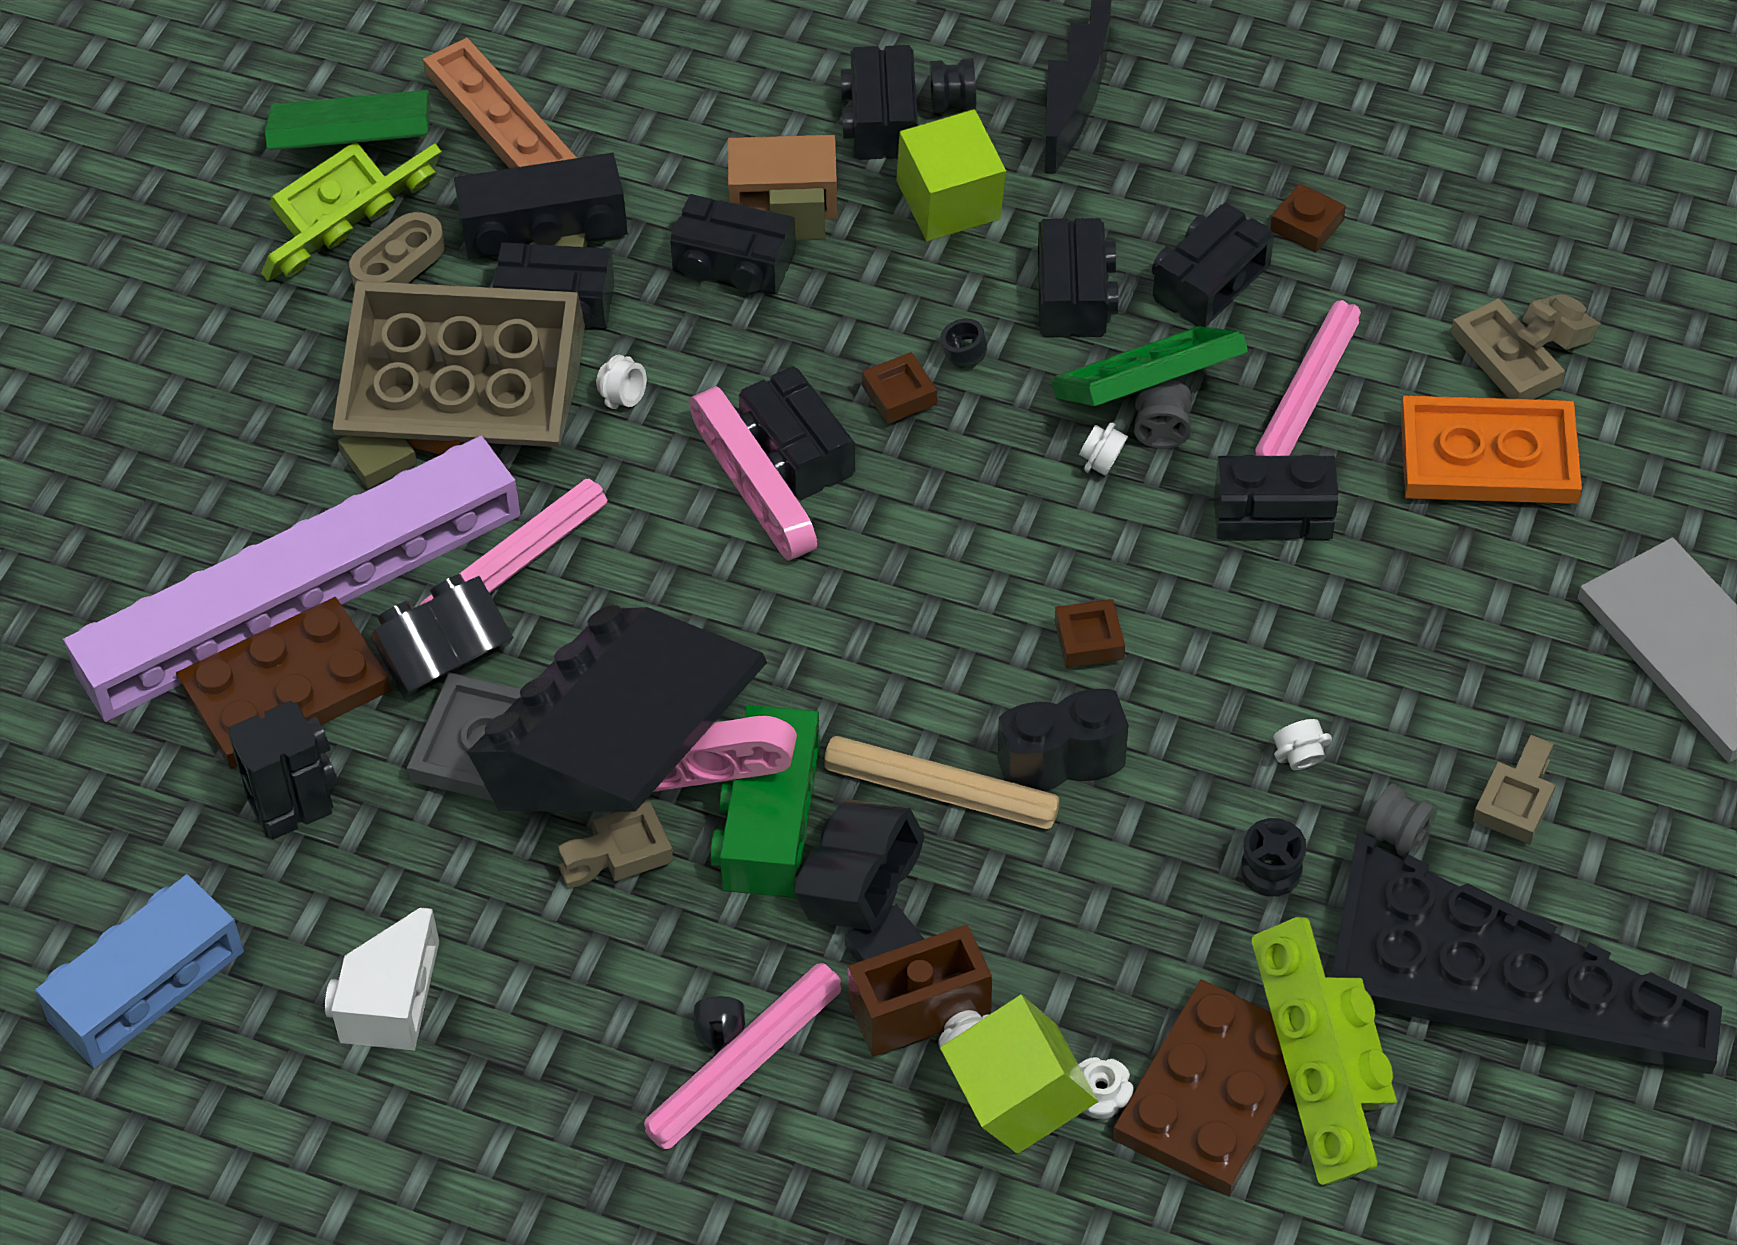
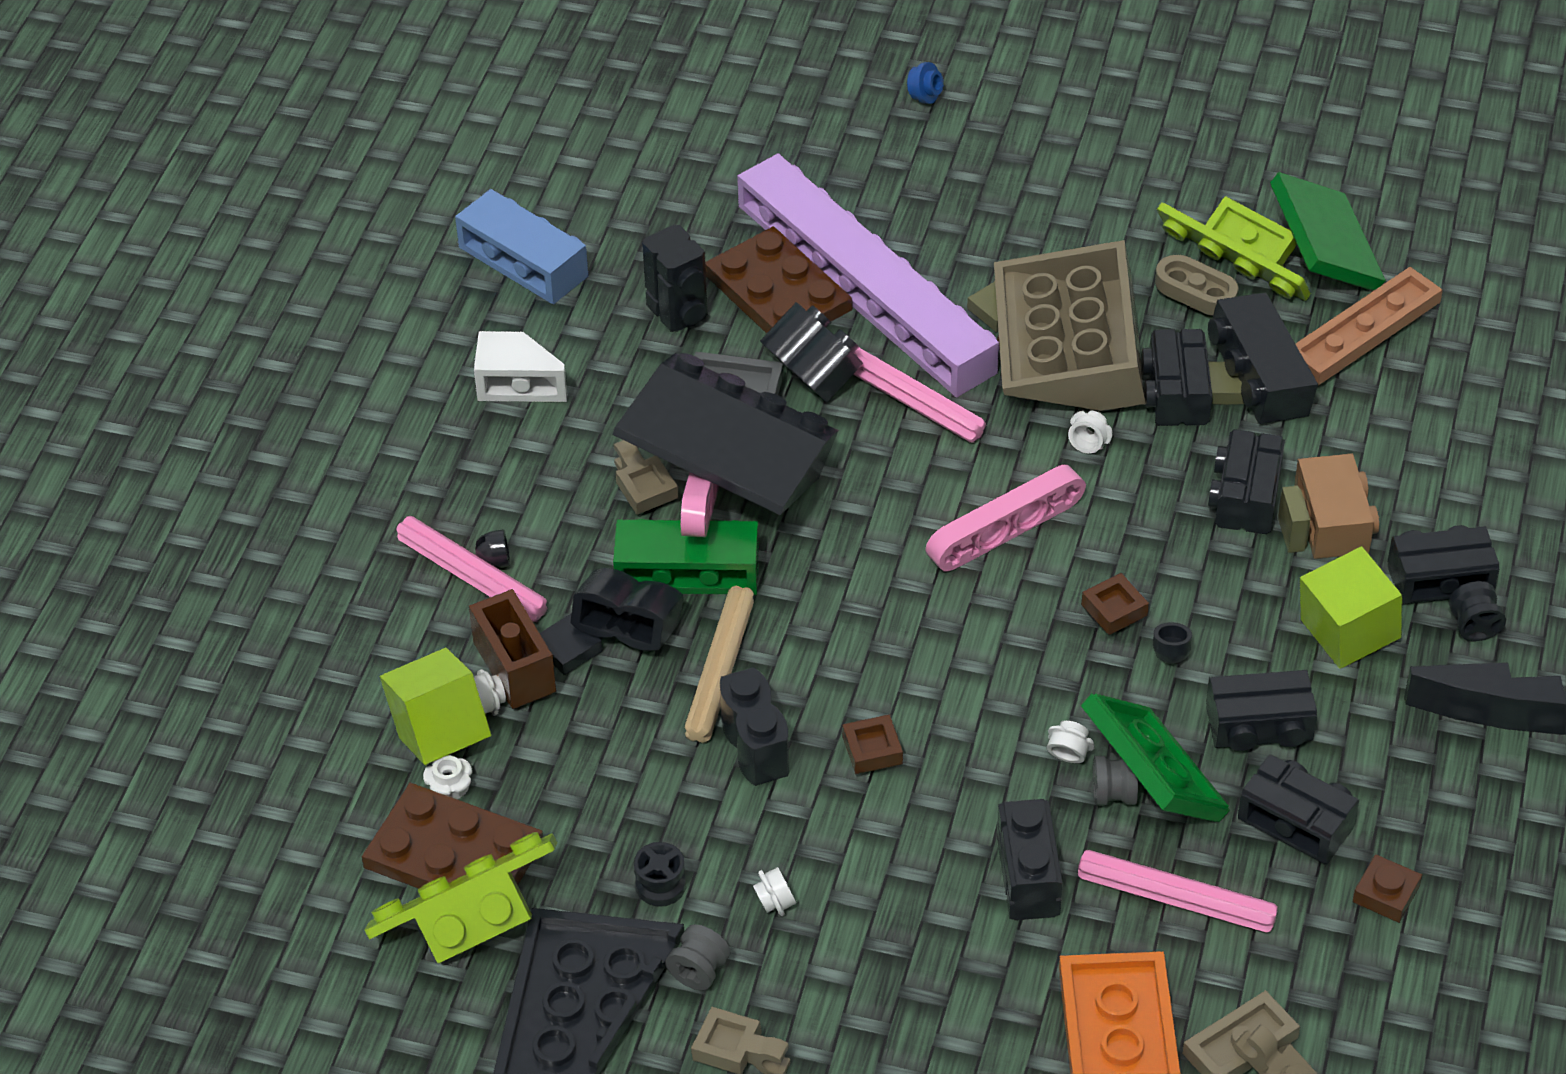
camera: 85 degrees right, 5 degrees down
(798, 432) = (1050, 539): black brick -> none

